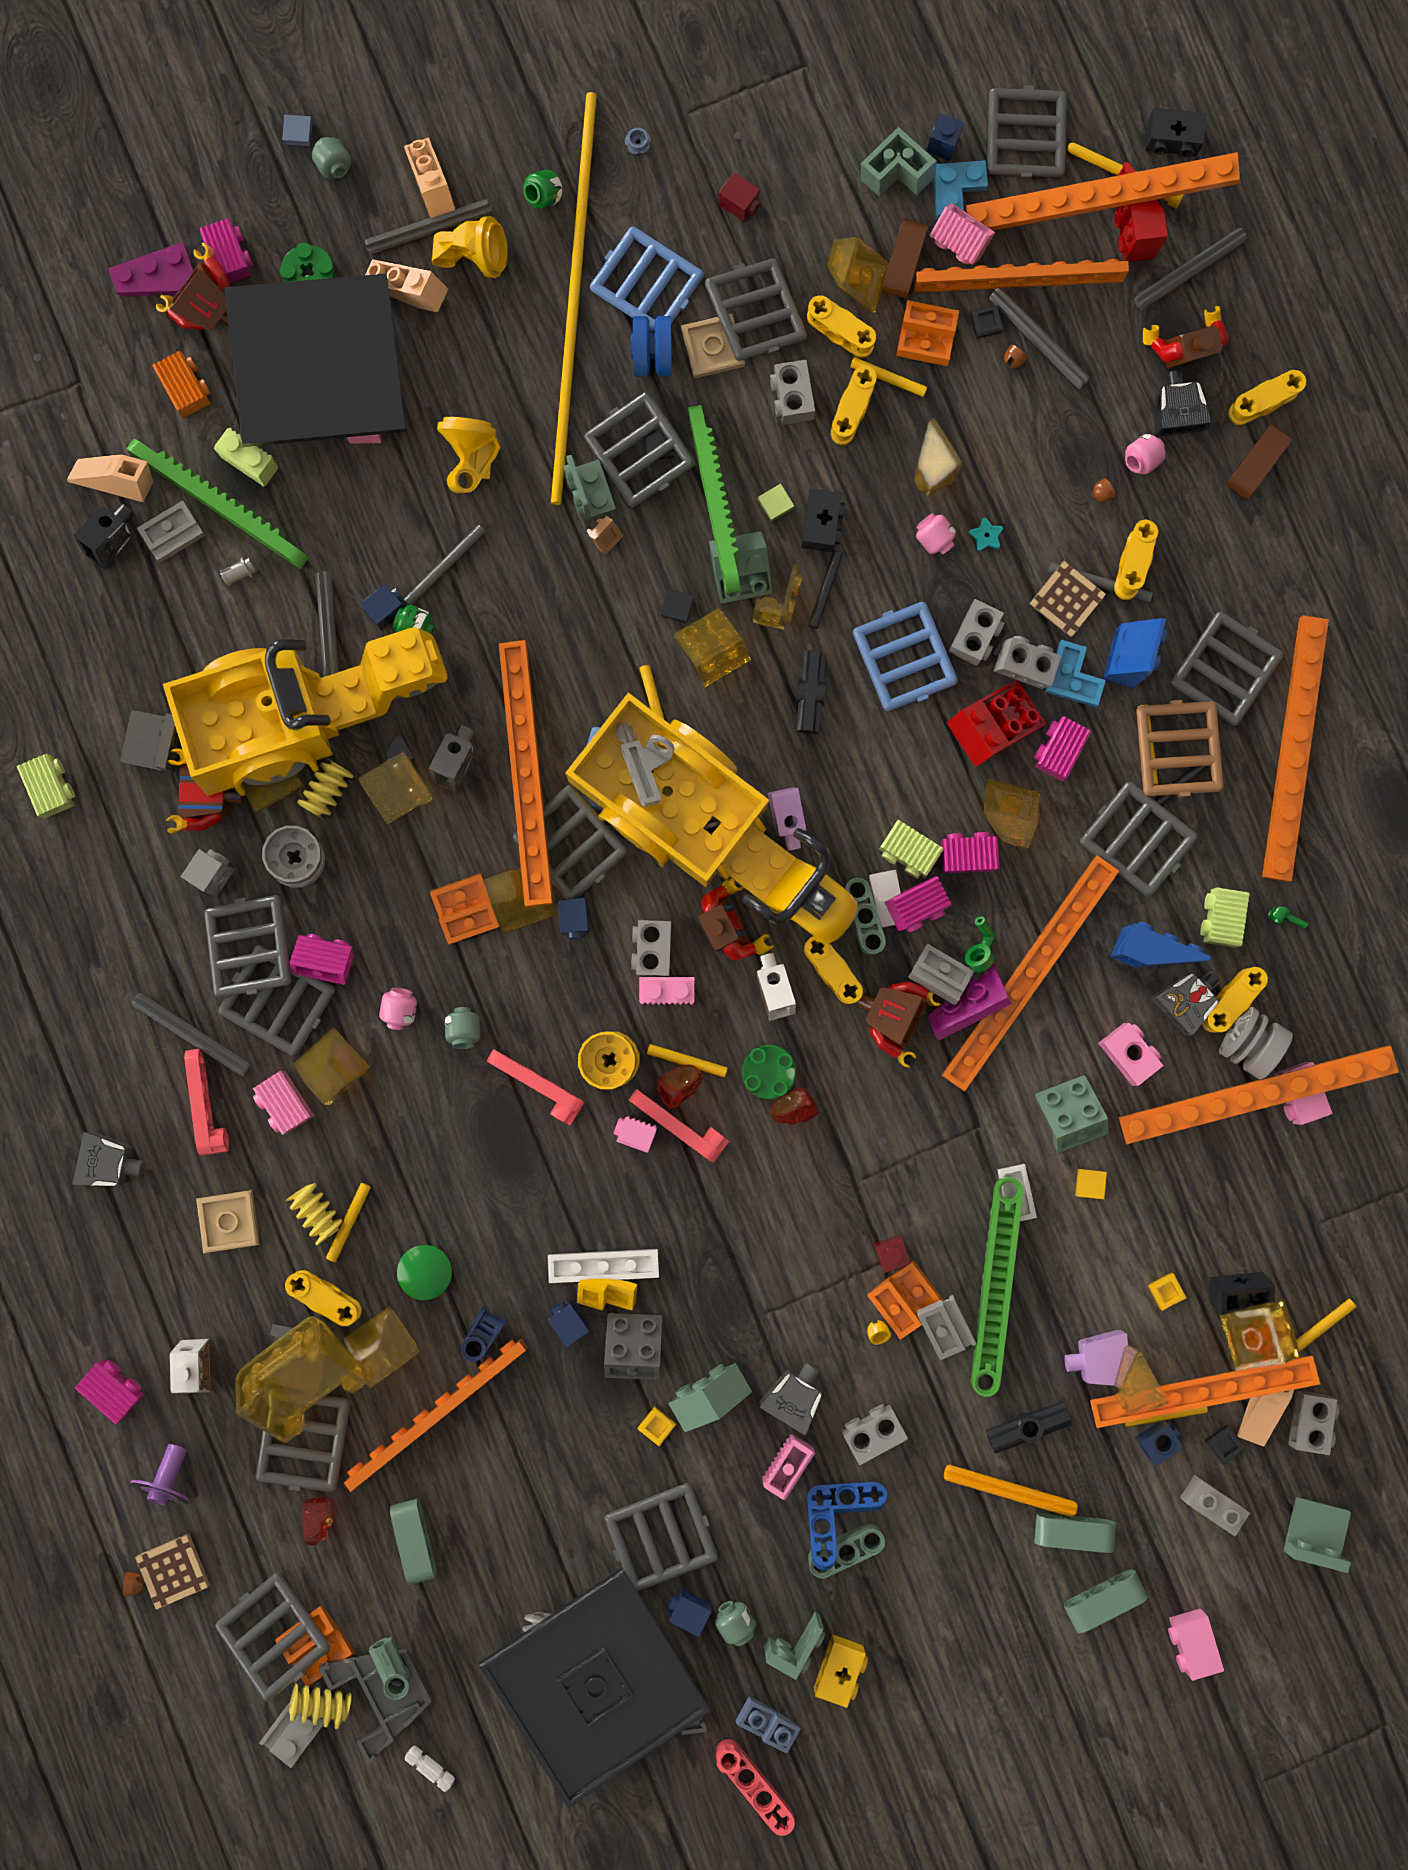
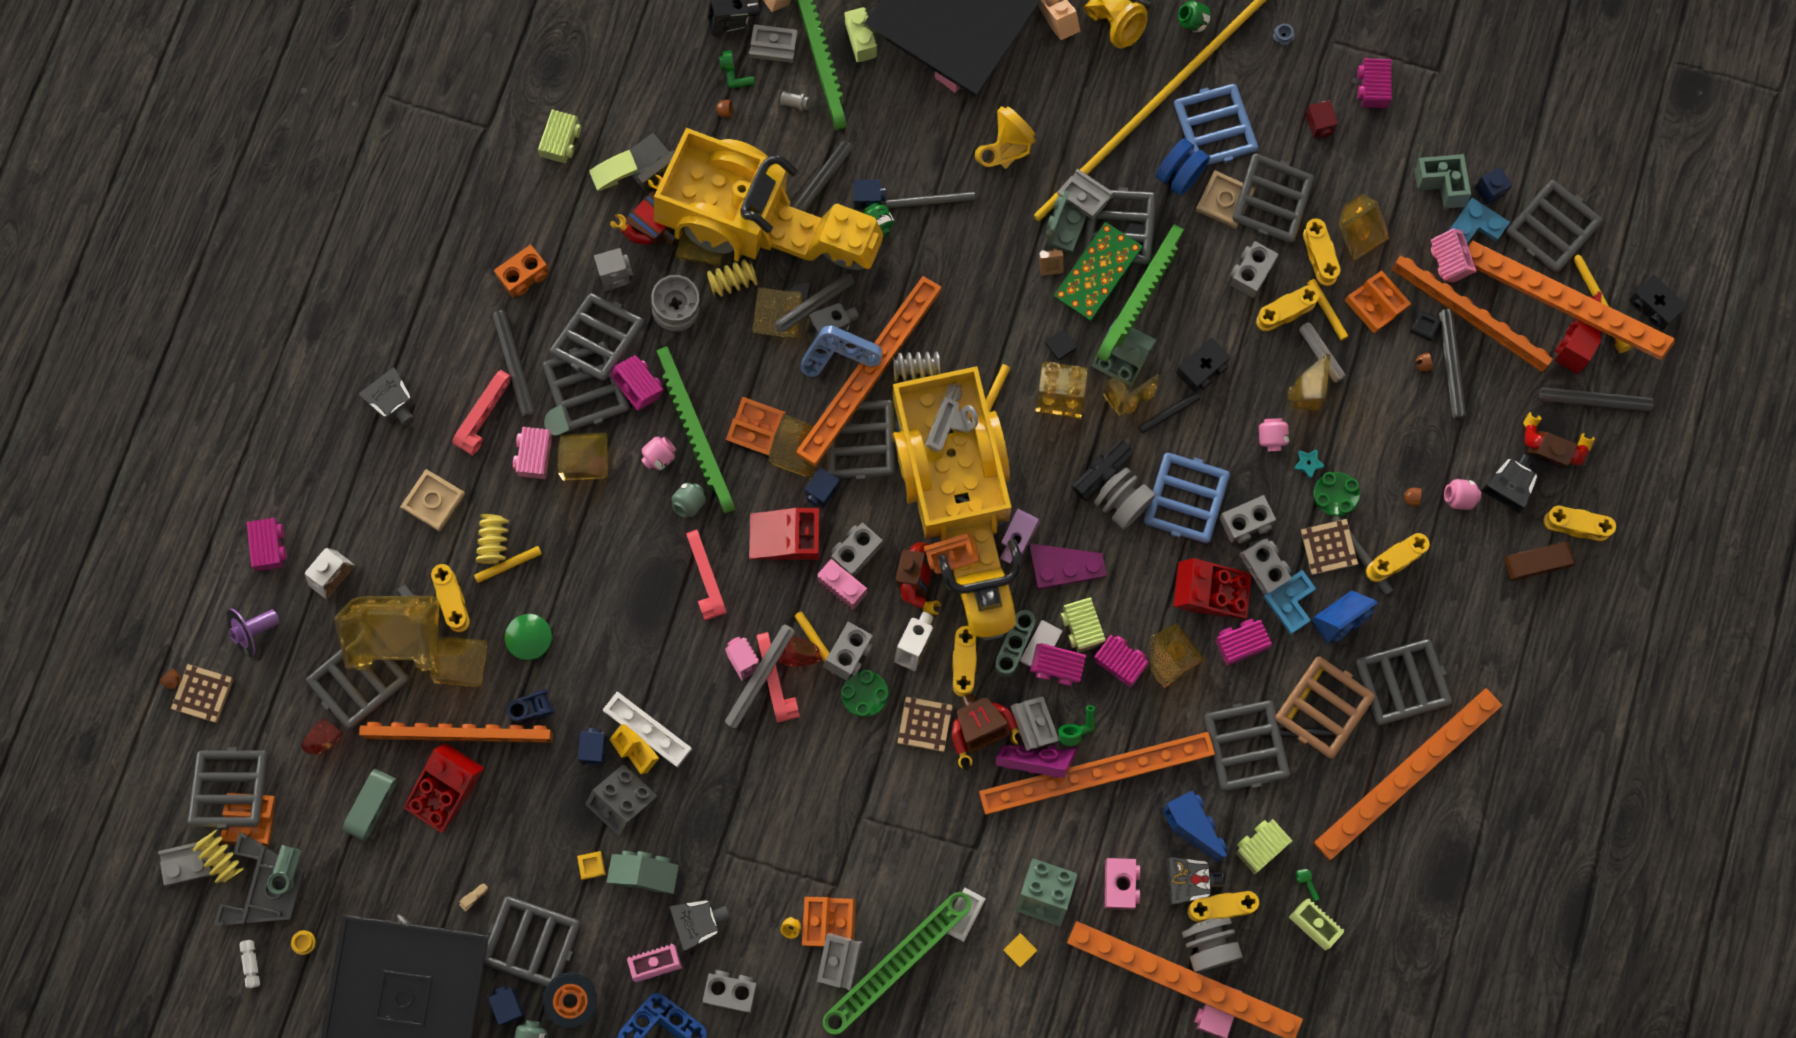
camera: 45 degrees right, 10 degrees down
(116, 940) = (518, 267): none -> orange brick
(125, 777) = (612, 170): none -> yellowish green slope
(144, 586) = (726, 62): none -> green plate
(179, 631) = (725, 108): none -> dark orange hinge
(278, 1056) = (556, 421): none -> sand green piece
(408, 957) = (694, 430): none -> bright green gear
(423, 752) = (814, 302): none -> dark grey axle
(460, 1709) = (303, 942): none -> yellow plate
(465, 1469) = (443, 786): none -> red slope
(473, 773) = (833, 345): none -> medium blue beam
(565, 733) = (916, 366): none -> light grey piece
(576, 988) = (785, 534): none -> slope
(576, 1541) = (469, 900): none -> tan piece
(585, 442) = (1086, 194): none -> light grey plate
(593, 1061) = (760, 584): yellow wheel -> none
(655, 508) = (1098, 271): none -> green tile
(665, 1136) = (759, 676): none -> light grey axle
(716, 1047) = (846, 650): none -> light grey brick
(747, 879) = (959, 552): none -> orange hinge
(752, 1572) = (569, 1015): none -> black wheel
(760, 122) = (1375, 83): none -> dark pink brick
(775, 502) = (1183, 330): yellowish green tile -> none
(794, 1107) = (862, 730): clear red rock -> none
(844, 1054) = (924, 724): none -> tile
(848, 808) = (1064, 566): none -> magenta wing
(855, 703) = (1124, 498): none -> light grey wheel
(891, 1253) = (844, 880): dark red brick -> none
(904, 258) = (1401, 242): reddish brown beam -> none
(911, 419) = (1320, 350): none -> light grey axle
(1034, 543) = (1337, 493): none -> green dish
(1327, 948) = (1316, 924): none -> yellowish green brick

